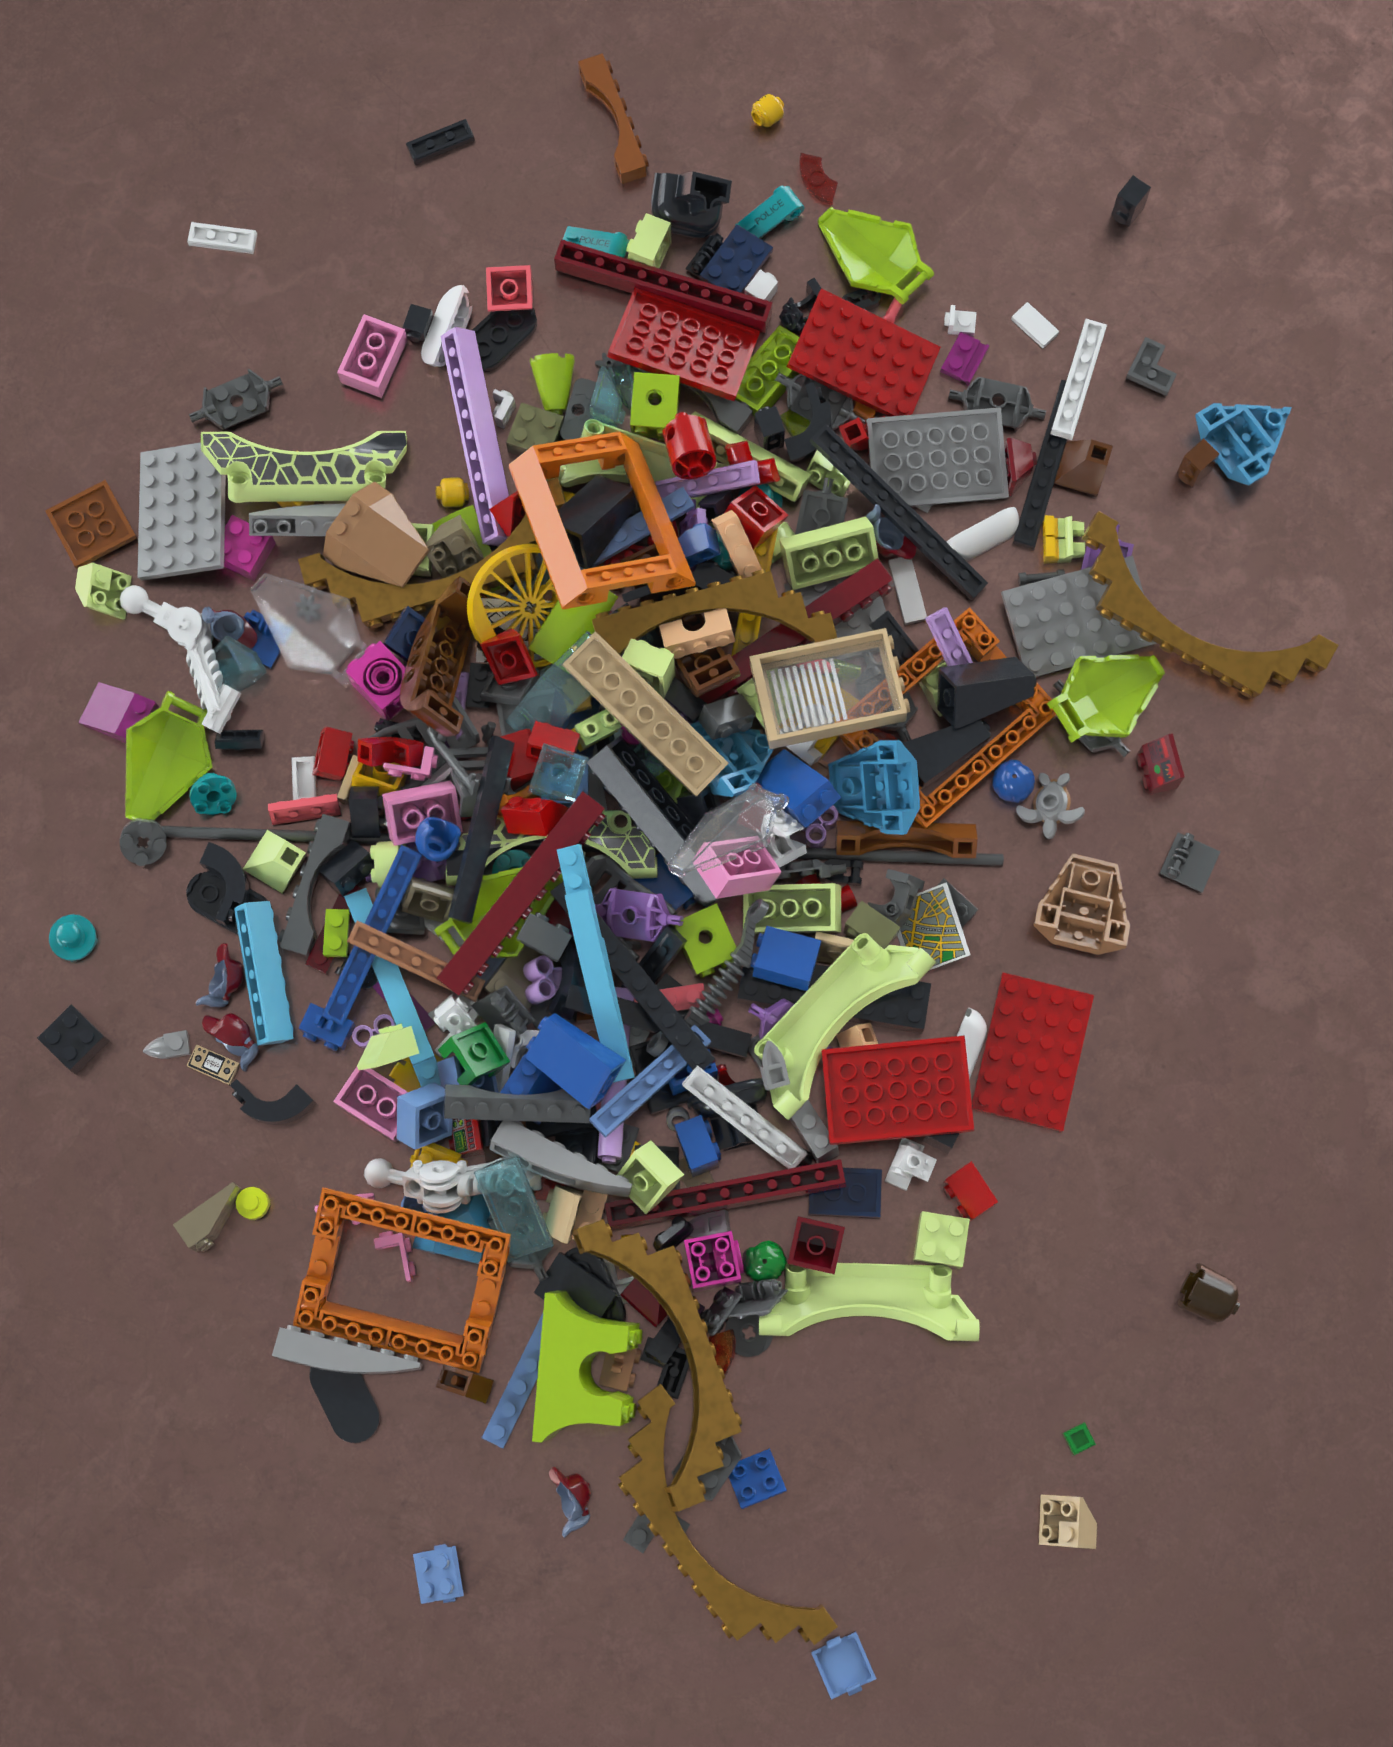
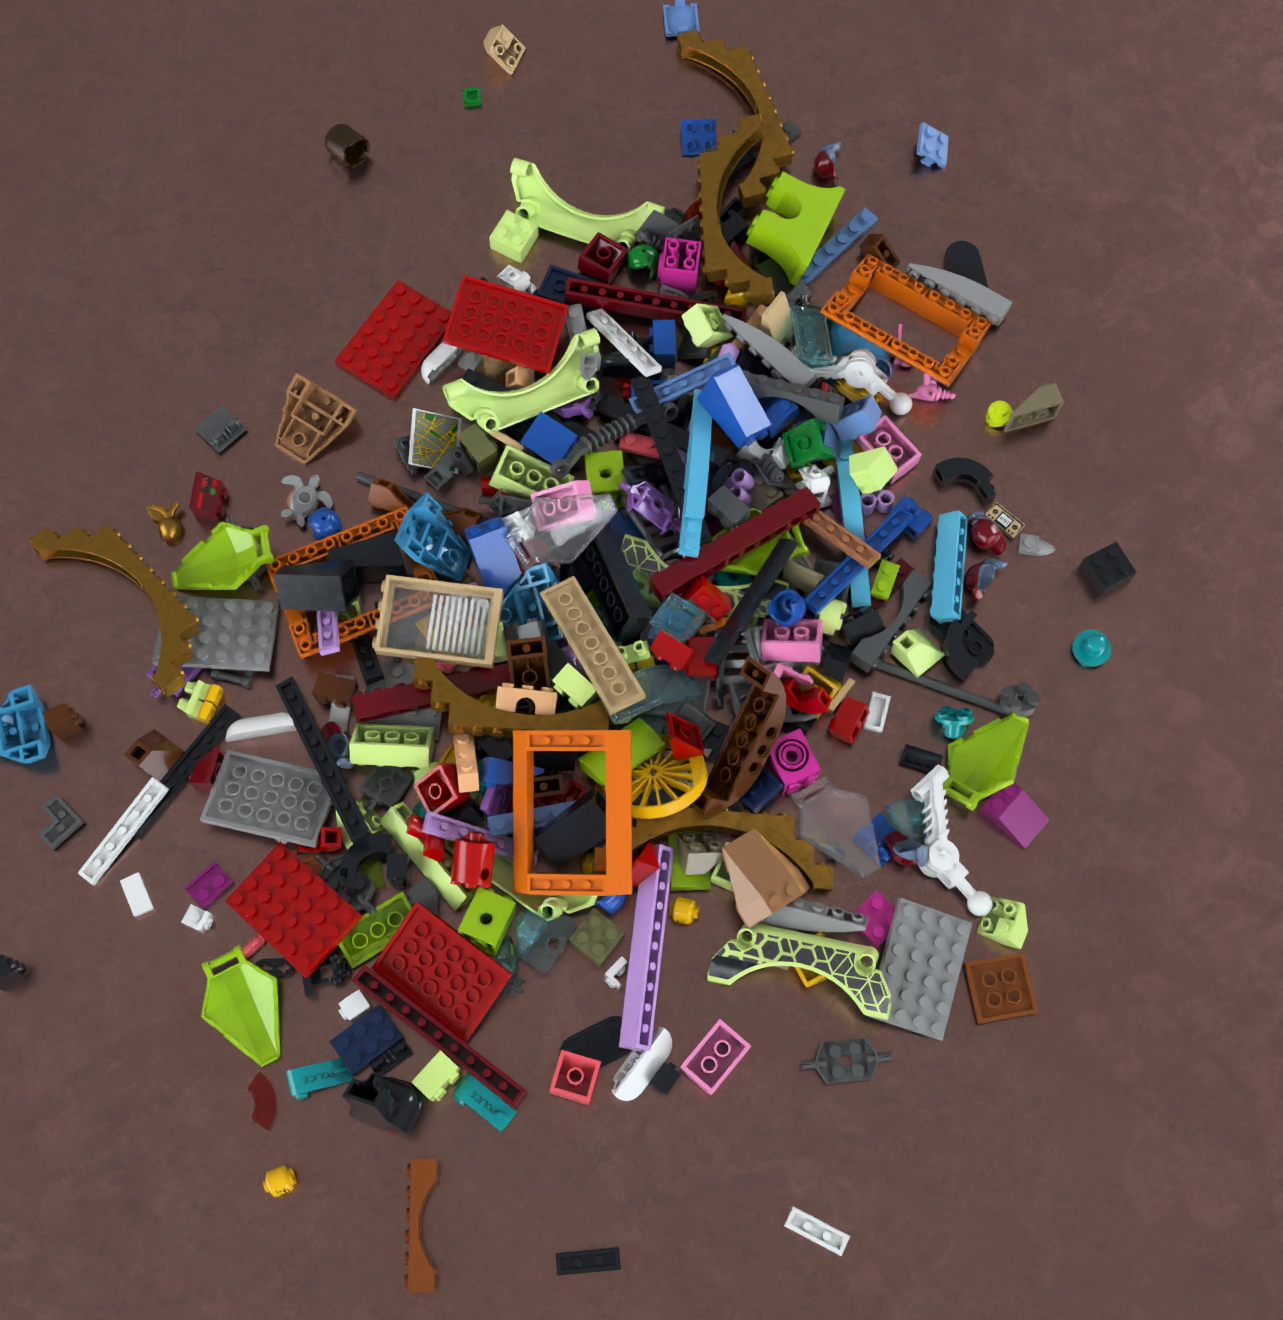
camera: 165 degrees left, 5 degrees down
(304, 809) = (883, 686): coral plate -> none
(553, 380) = (564, 981): lime cone -> none
(855, 867) = (484, 509): black plate -> none
(918, 594) = (334, 690): none -> reddish brown brick
(969, 1192) = (481, 256): red slope -> none
(1016, 398) = (209, 847): dark grey plate -> none
(1192, 724) = (168, 526): none -> pearl gold piece

